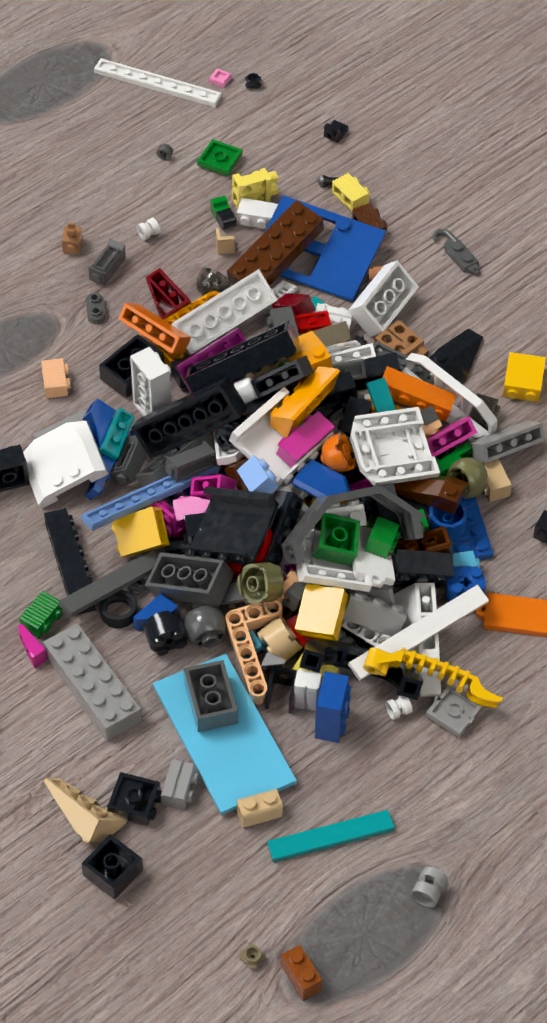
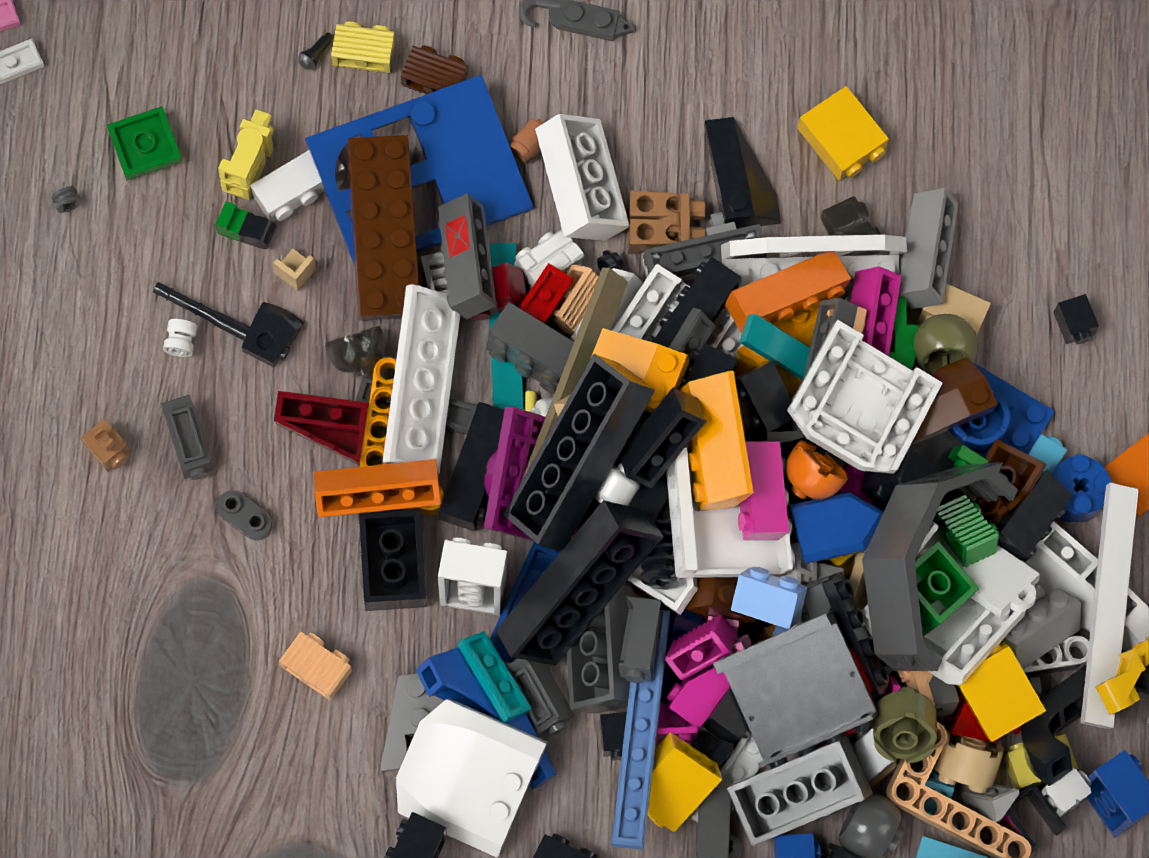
camera: 50 degrees left, 20 degrees up
(183, 257) = (265, 339): none -> black piece
(296, 282) = (466, 256): none -> dark grey brick

